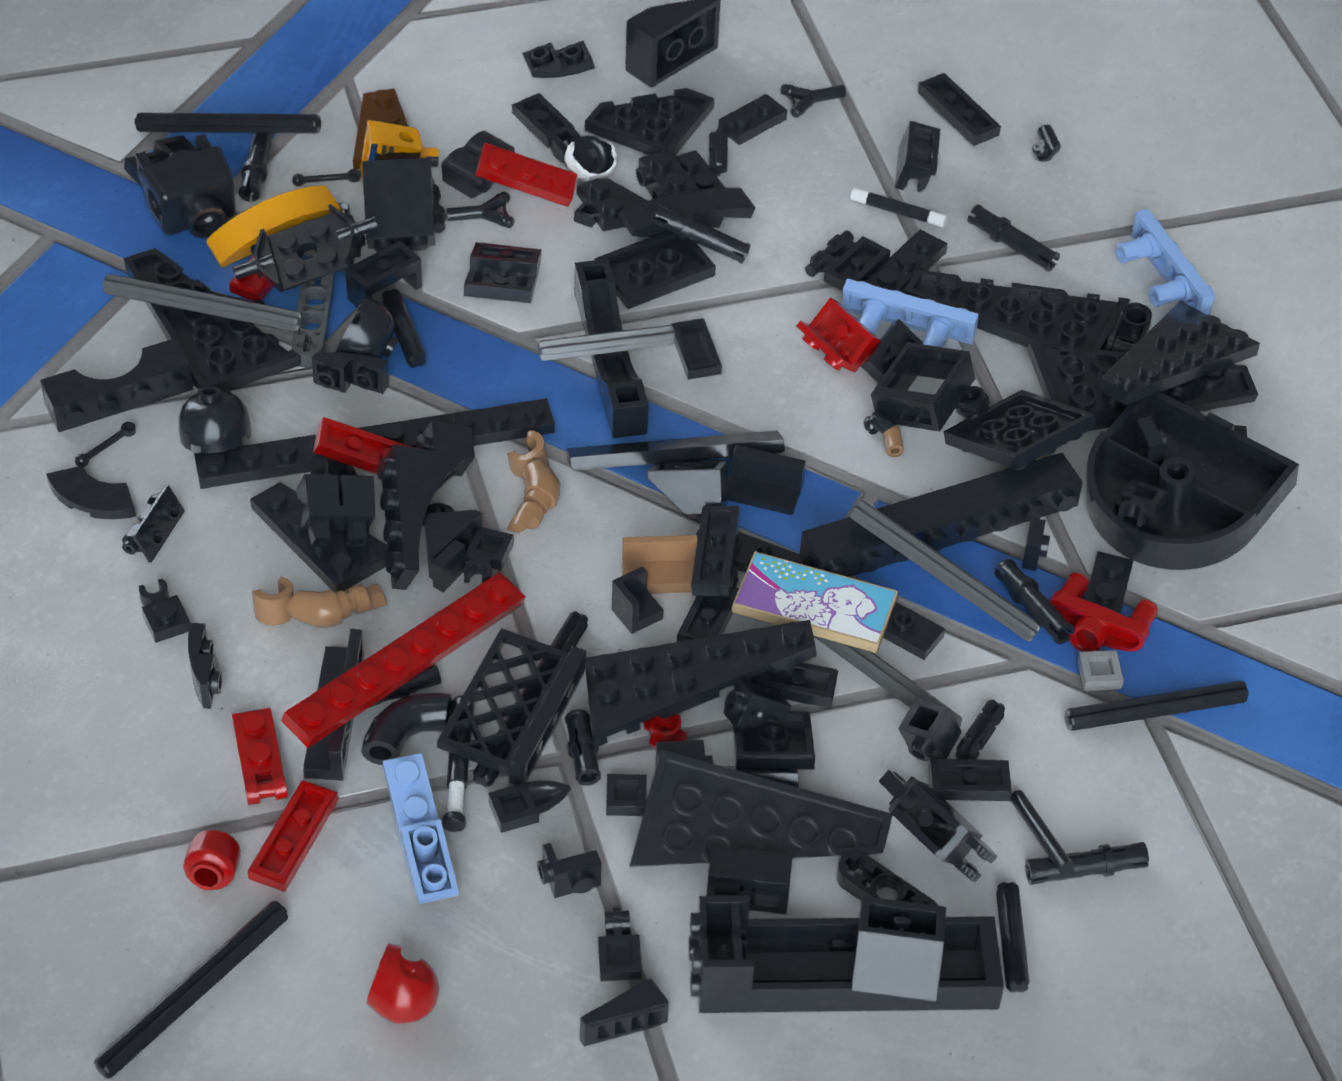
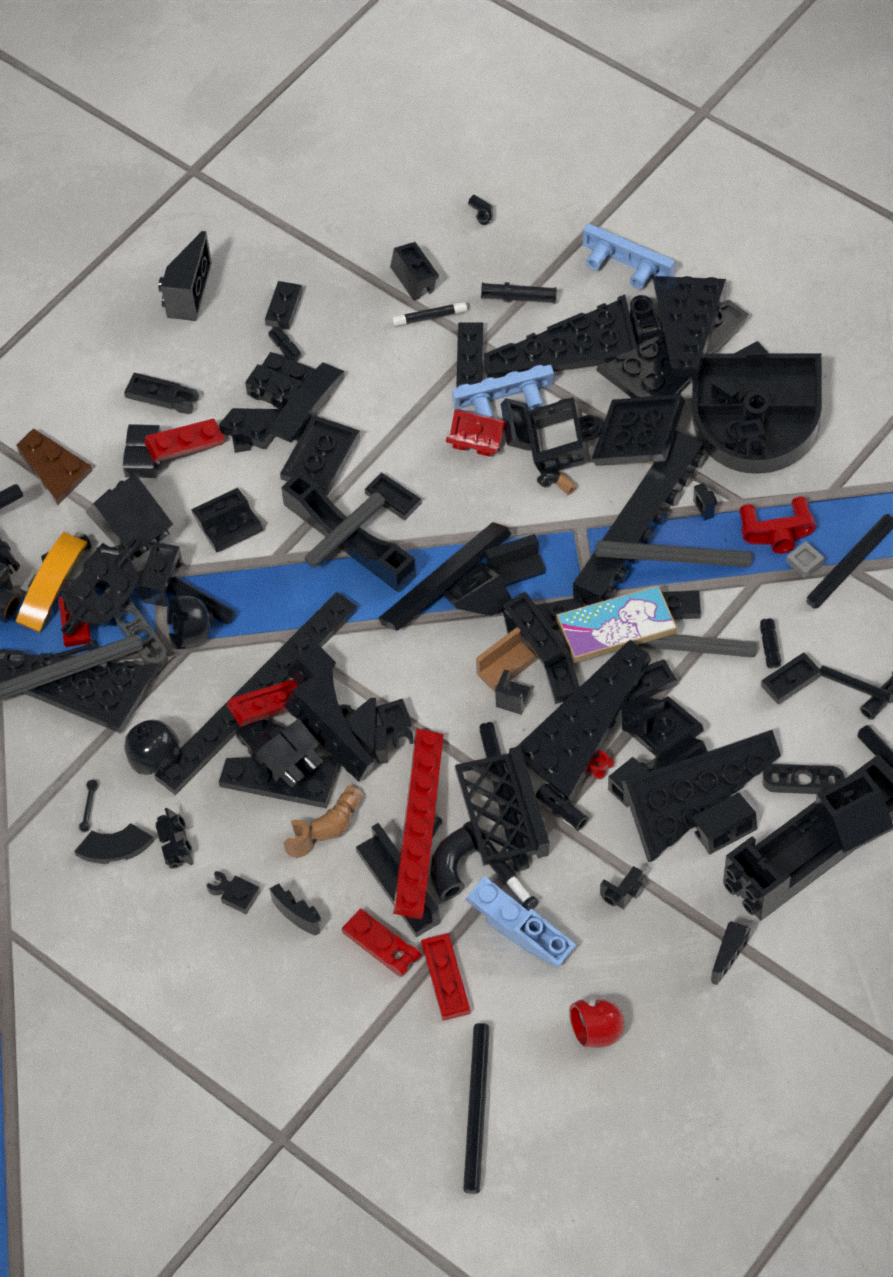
camera: 30 degrees left, 10 degrees up
(81, 399) = (44, 788): black arch -> none
(212, 860) = (418, 1025): red head -> none
(341, 370) = (190, 658): black slope -> none
(353, 176) = (63, 511): black hinge -> none
(394, 141) = (85, 481): light orange torso -> none
(485, 211) = (176, 482): black piece -> none
(523, 803) = (561, 864): black plate -> none
(541, 484) = (385, 651): medium nougat piece -> none
(567, 61) = (122, 338): black slope -> none
(591, 158) = (212, 401): black hair -> none
(618, 949) = (693, 918): black plate -> none
(626, 794) = (612, 819): black plate -> none
(651, 122) = (224, 348): black plate -> none
(699, 233) = (323, 415): black pin -> none
(809, 97) = (304, 265): black piece -> none
(856, 259) = (441, 376): black plate -> none
(929, 730) = (749, 663): black brick -> none
(935, 823) = (798, 718): black hinge -> none
(959, 109) = (408, 217): black plate -> none
(1026, 592) = (725, 536): black pin -> none
(1109, 581) = (763, 497): black plate -> none

